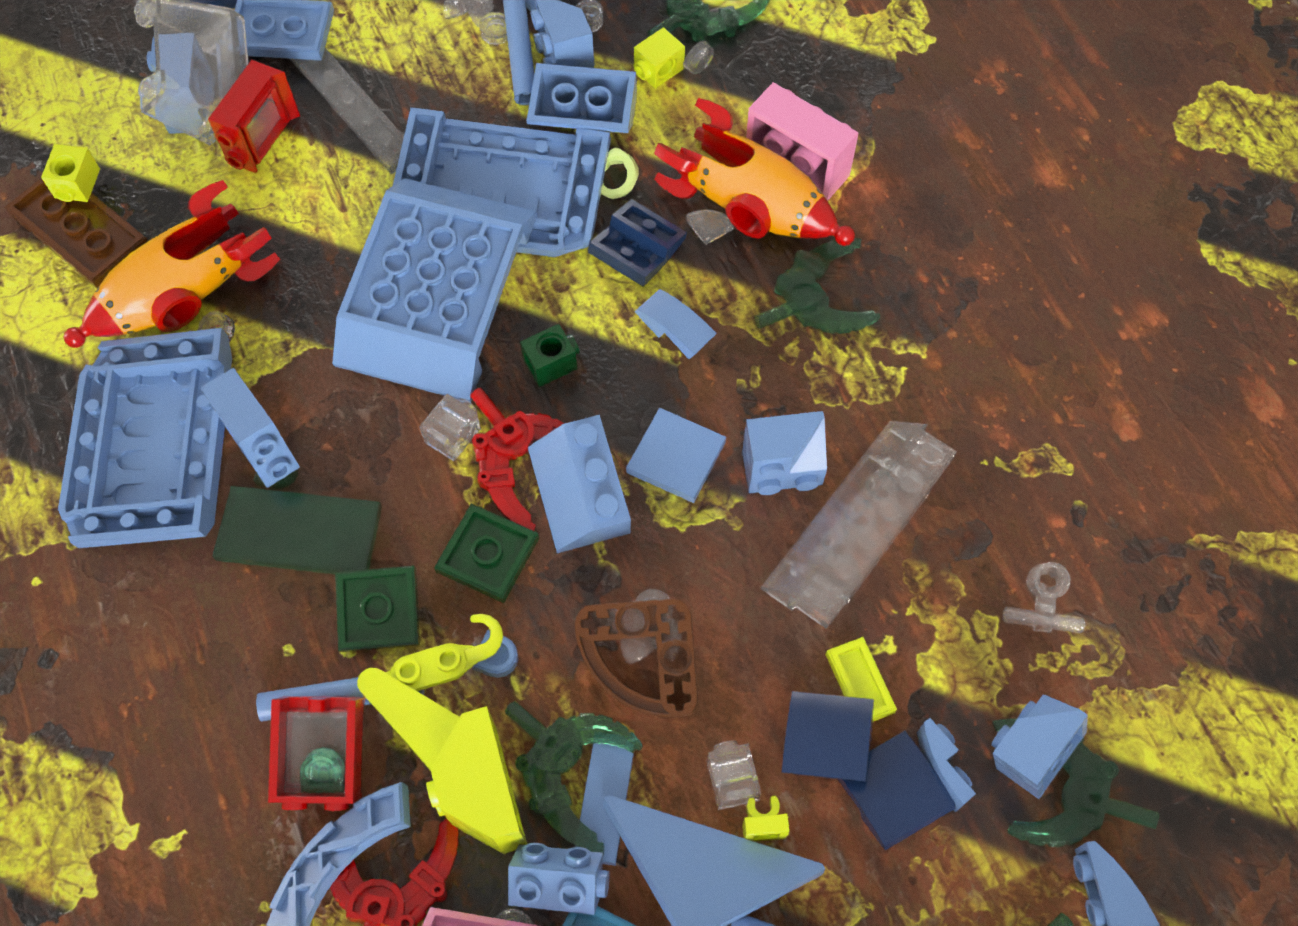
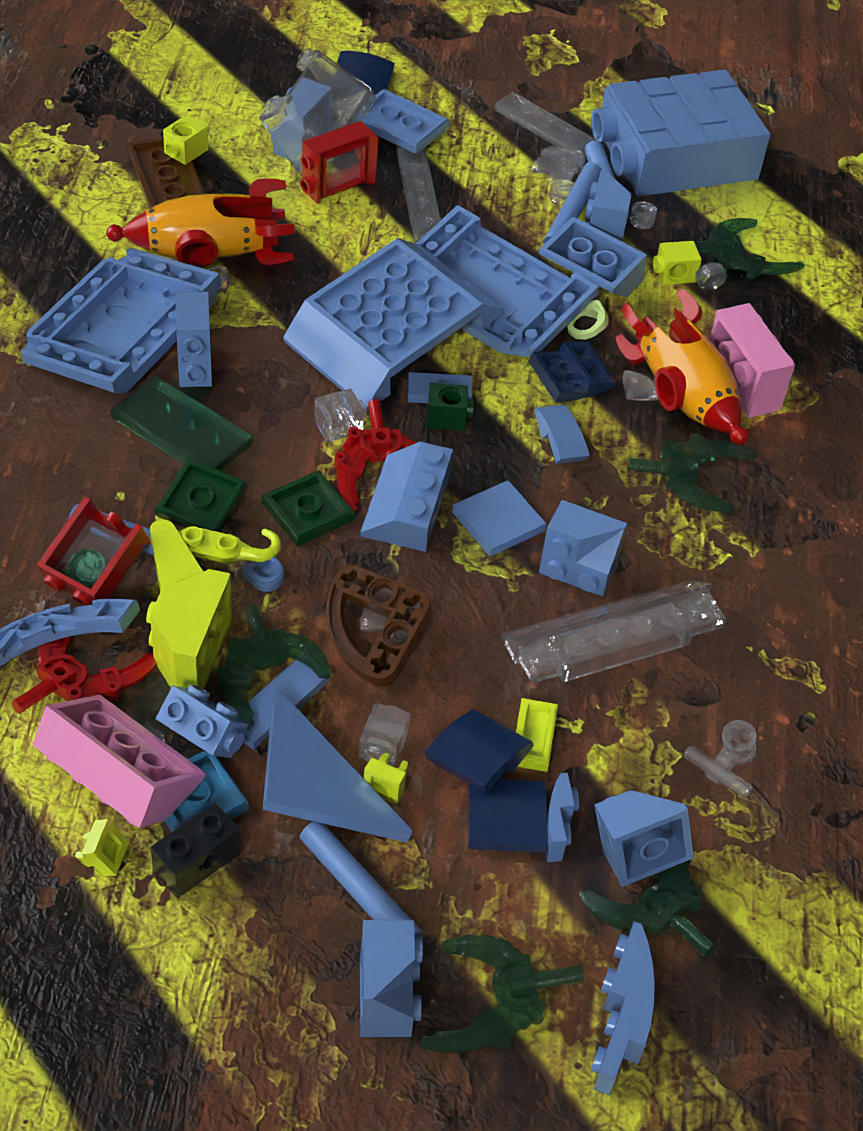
camera: 25 degrees right, 15 degrees down
(506, 339) = (419, 384): none -> medium blue tile

